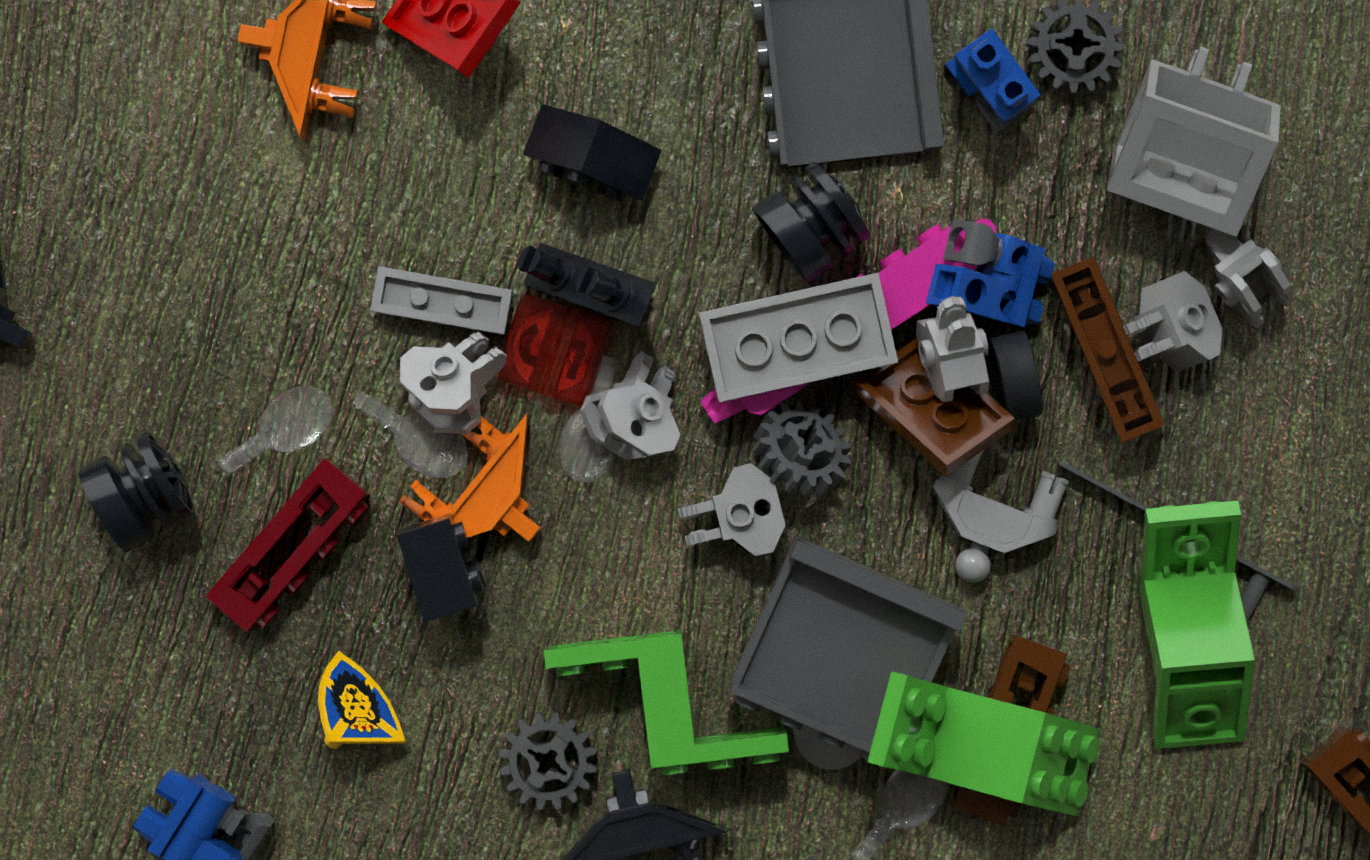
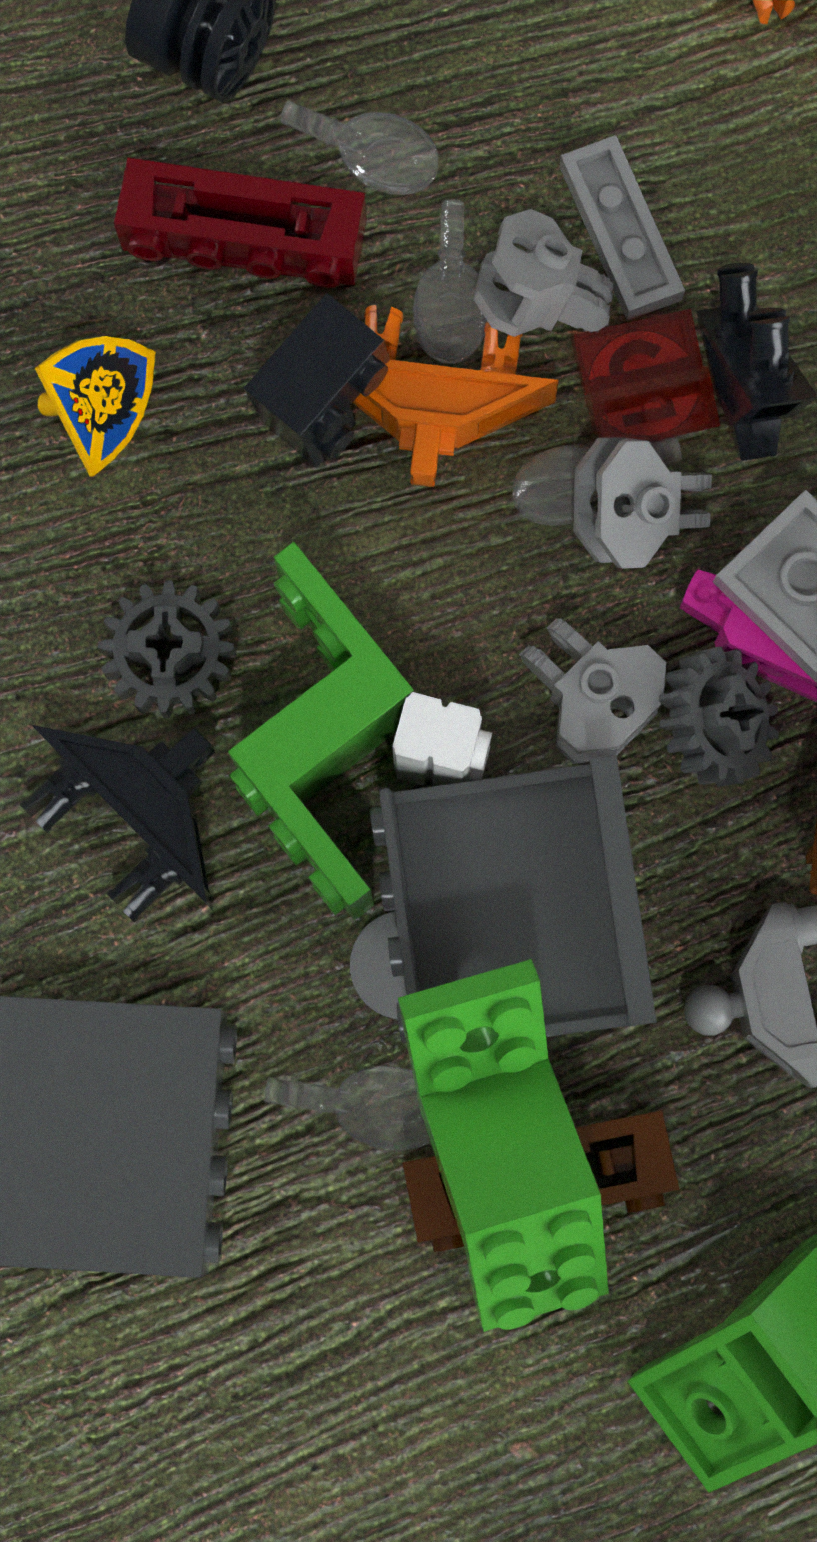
camera: 60 degrees right, 10 degrees down
(719, 630) = (439, 742): none -> white brick

